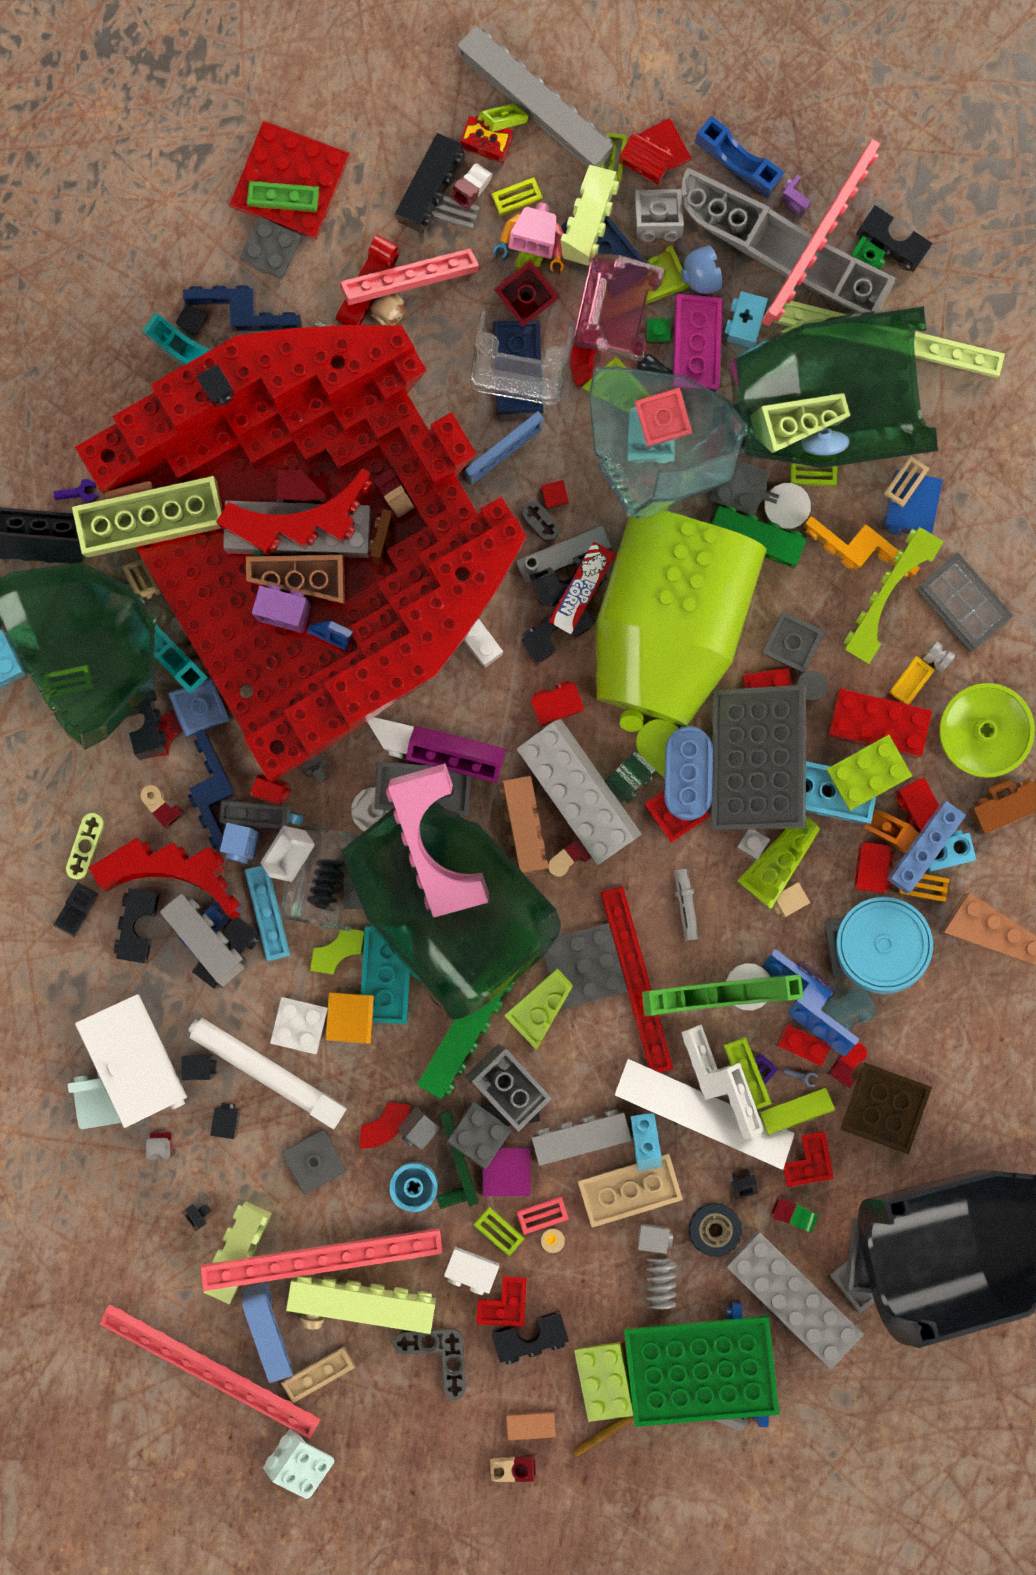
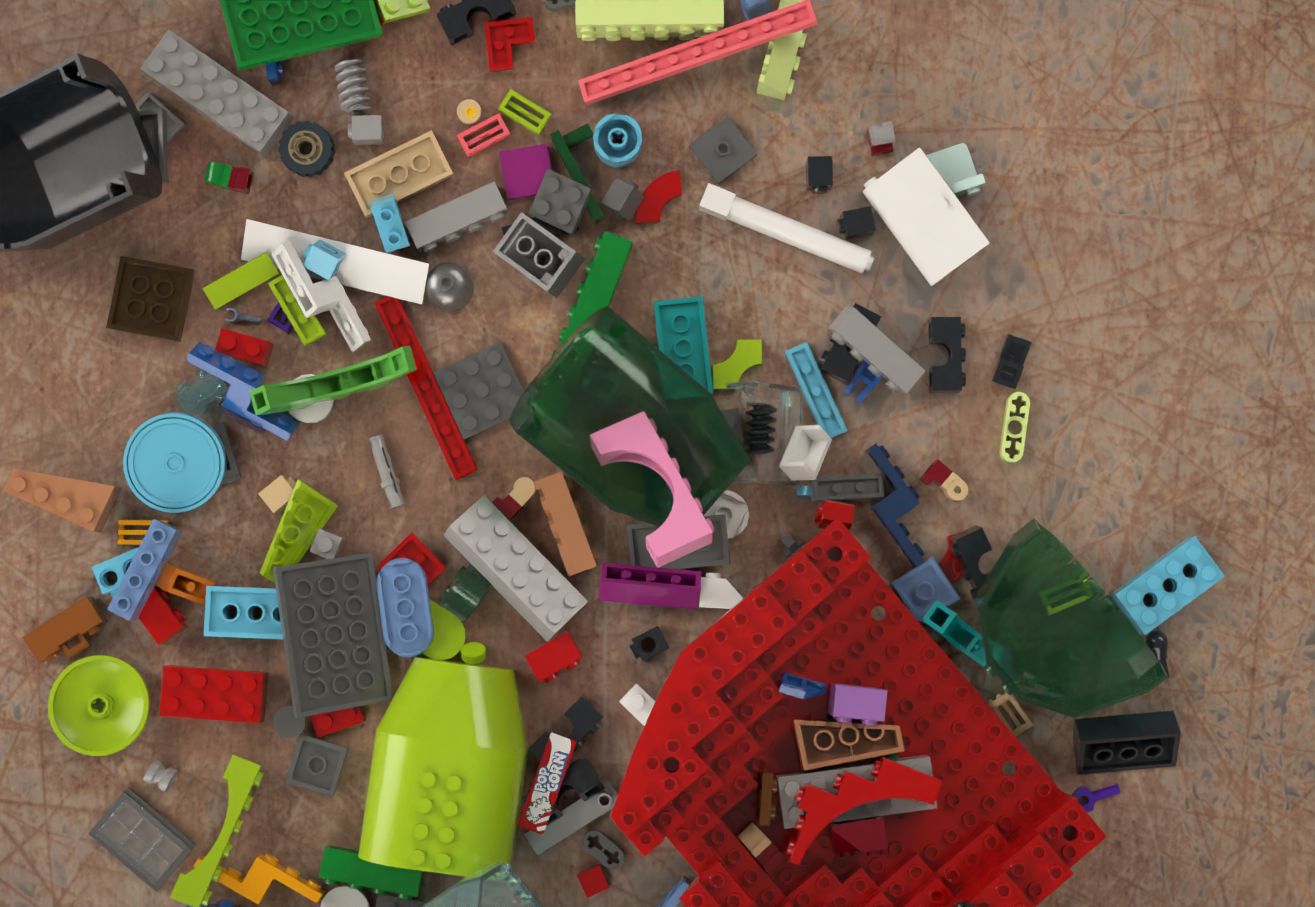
camera: 175 degrees right, 0 degrees up
(129, 490) = (1039, 800): nougat tile -> none
(136, 862) = (958, 419): red arch -> none
(148, 516) = (1015, 777): yellowish green brick -> none
(195, 1216) = (831, 76): black tile -> none
(239, 843) = (856, 452): medium blue brick -> none
(299, 1025) = (762, 282): white plate -> none
(349, 1018) = (712, 297): light orange tile -> none
(460, 710) = (654, 633): none -> black brick
(471, 1270) = (545, 68): white brick -> none
(539, 1007) = (520, 340): lime wing -> none
(599, 1072) = (449, 286): none -> flat silver cylinder
(714, 1116) = (323, 259): none -> medium azure brick
(745, 1186) = (283, 196): black tile -> none
(816, 1164) = (214, 230): red plate -> none
(845, 1065) = (200, 331): leg -> none
(869, 772) = (215, 637): lime plate -> none
(873, 868) = (198, 541): red brick -> none
(911, 681) = (186, 745): yellow tile -> none

